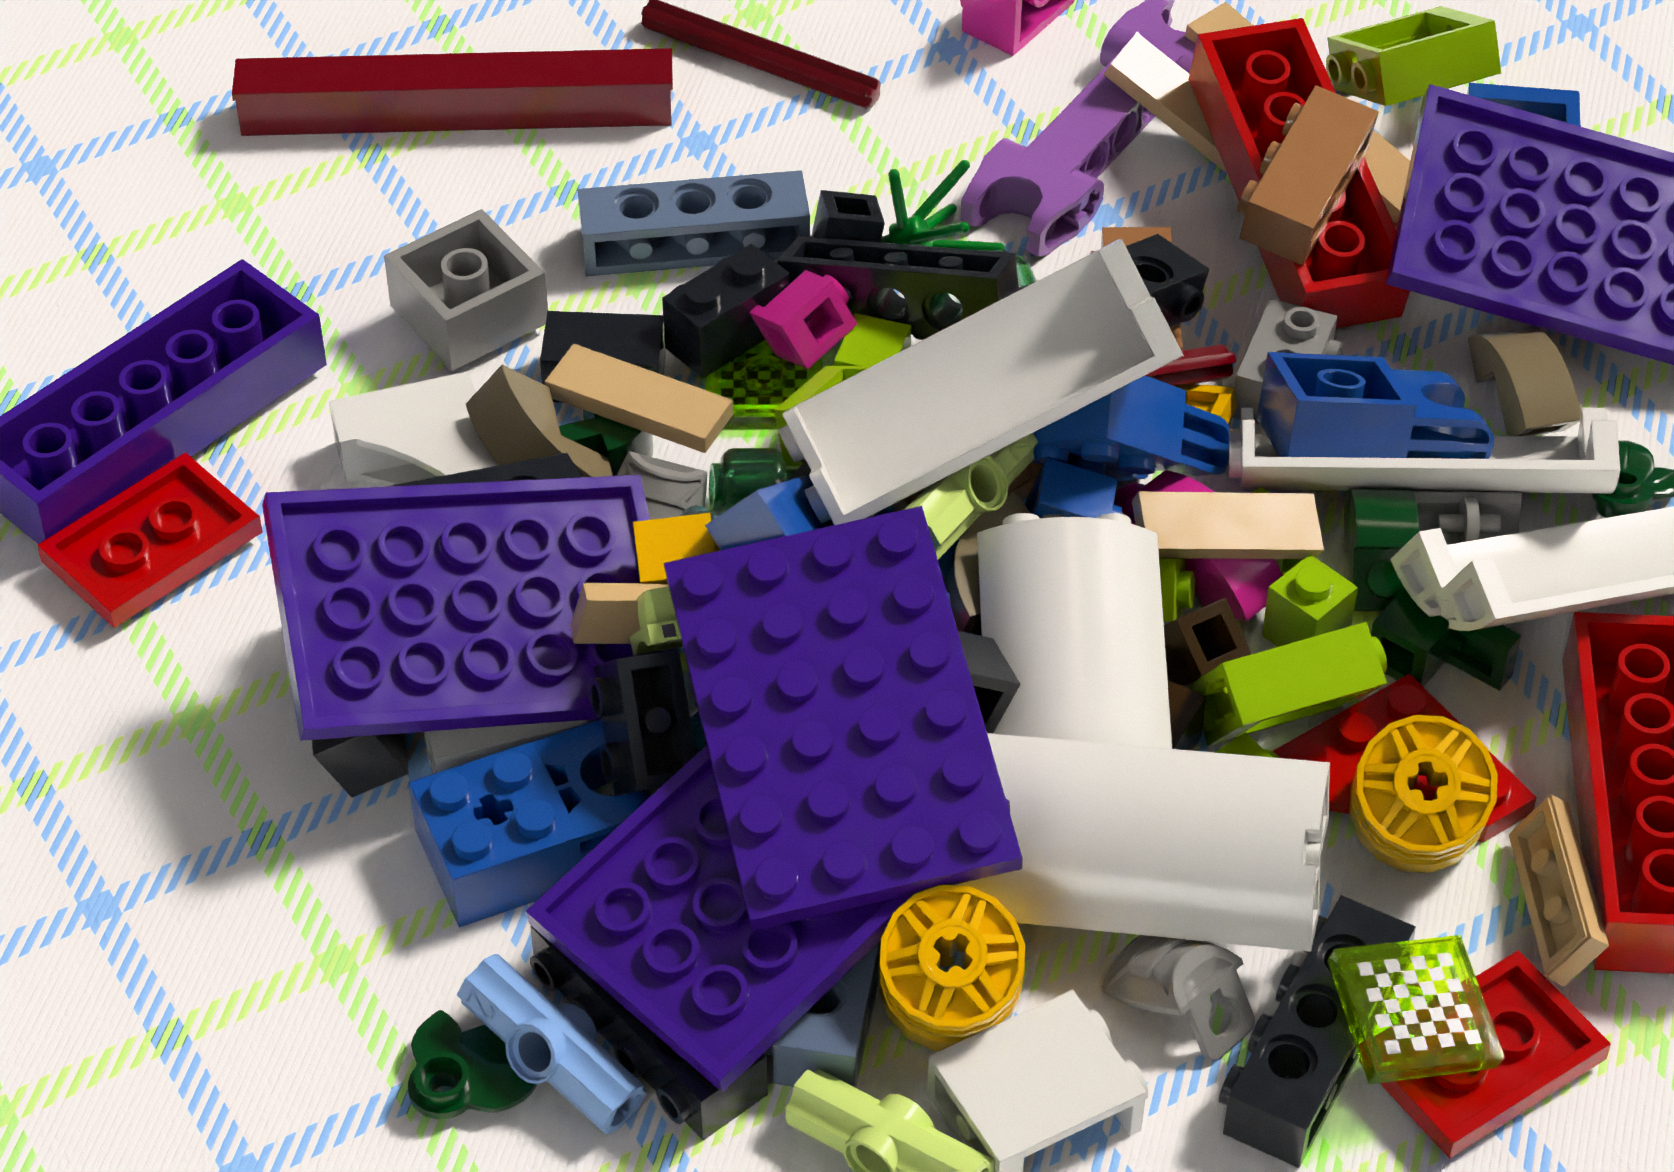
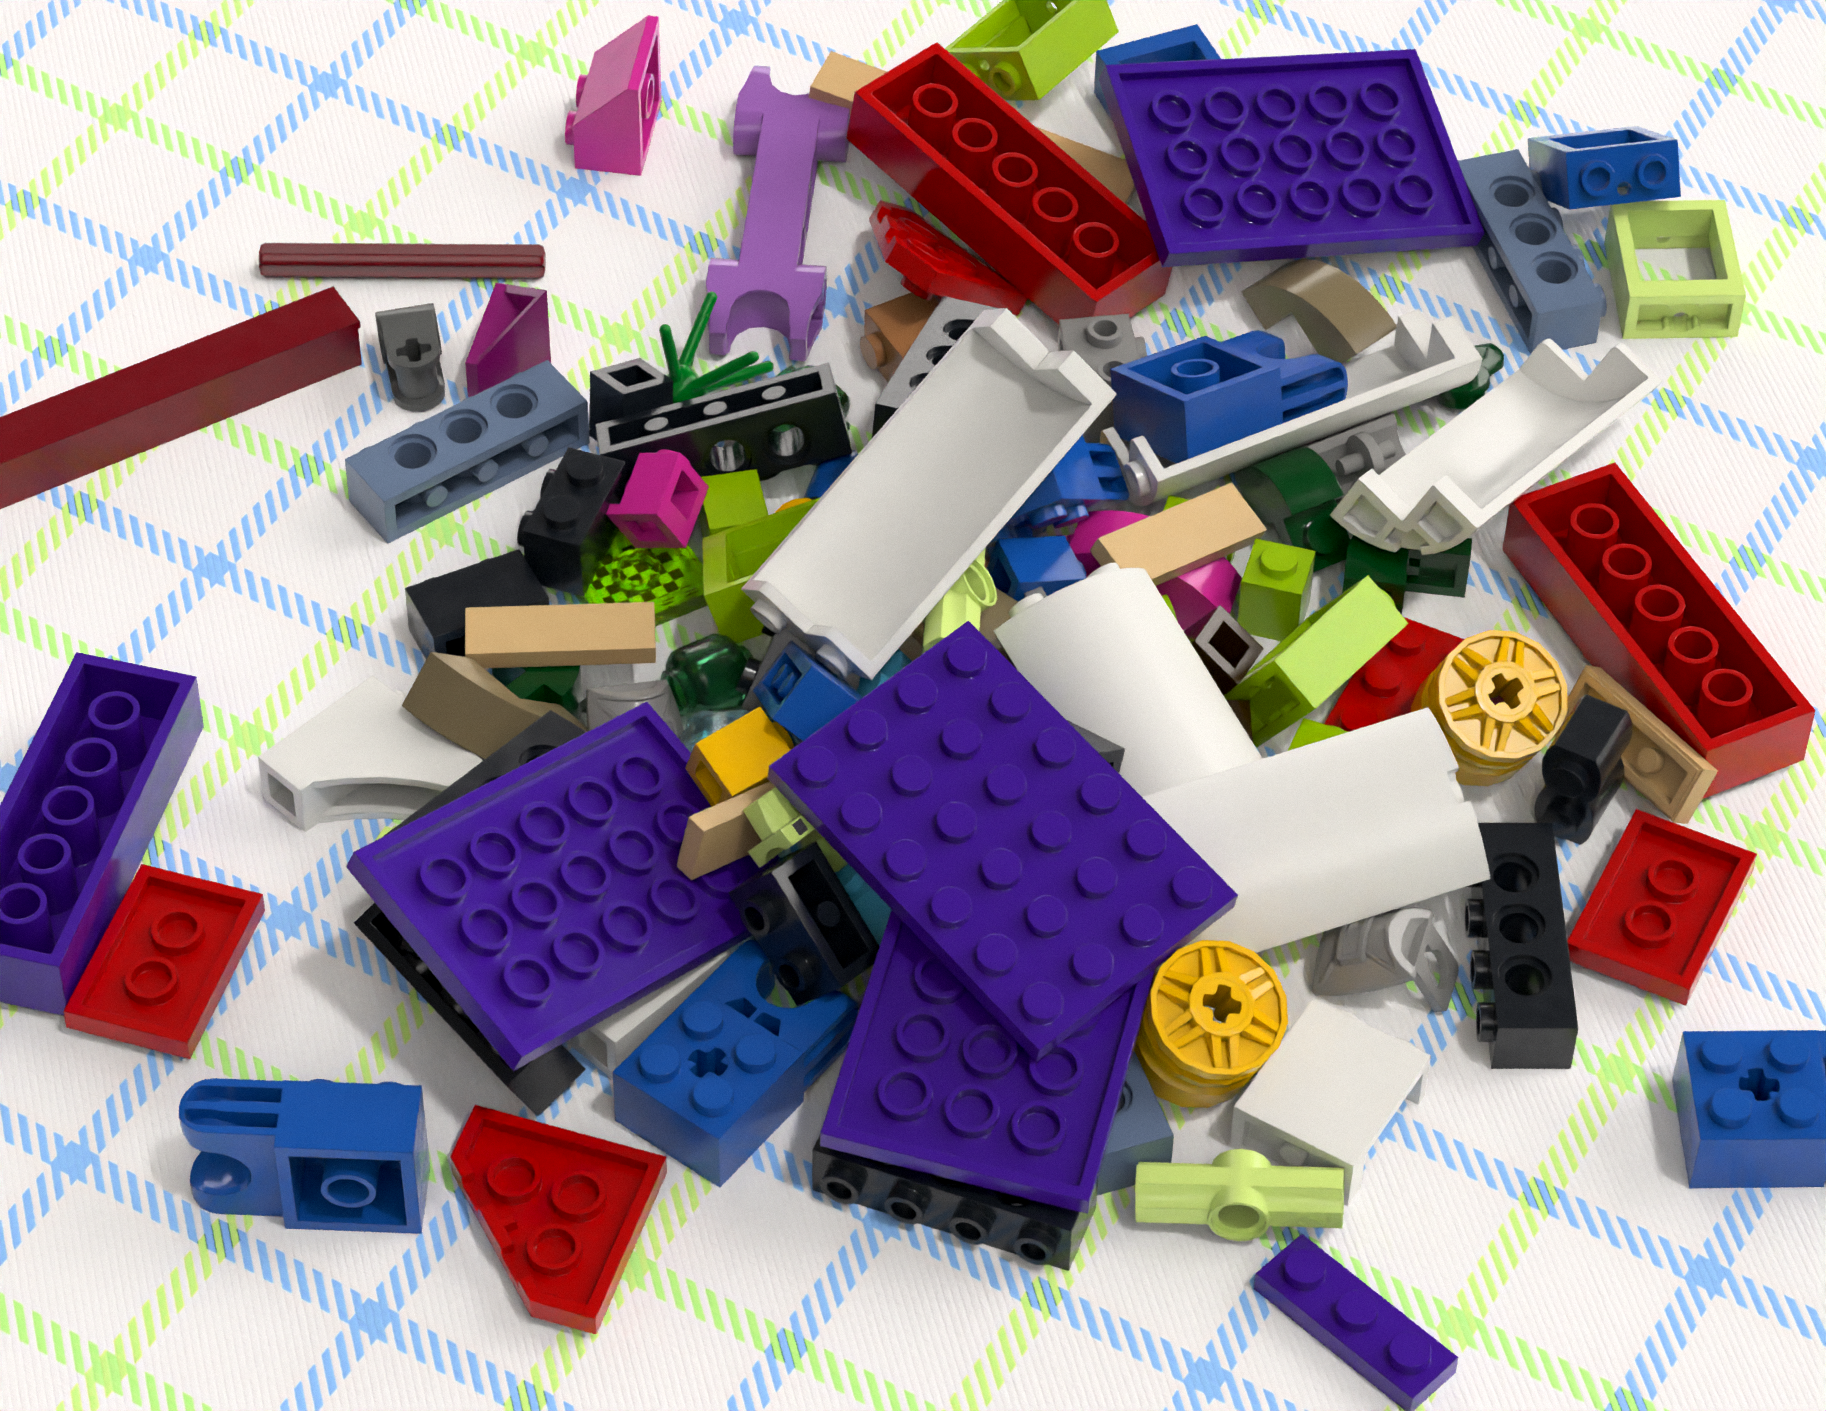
camera: 30 degrees left, 0 degrees up
(129, 743) = (310, 1152): none -> blue brick
(301, 885) = (556, 1209): none -> red plate
(466, 289) = (304, 598): light grey brick -> none
(468, 1062) = (826, 1296): dark green plate -> none
(552, 1043) = (854, 1234): light blue piece -> none
(709, 129) = (412, 355): none -> dark grey piece
(784, 144) = (509, 338): none -> magenta slope
(1163, 91) = (833, 160): tan tile -> none
(1196, 207) = (937, 263): none -> red plate
(1306, 174) = (1041, 190): medium nougat brick -> none
(1415, 1009) = (1599, 890): clear neon green tile -> none
(1482, 886) = (1583, 768): none -> black brick

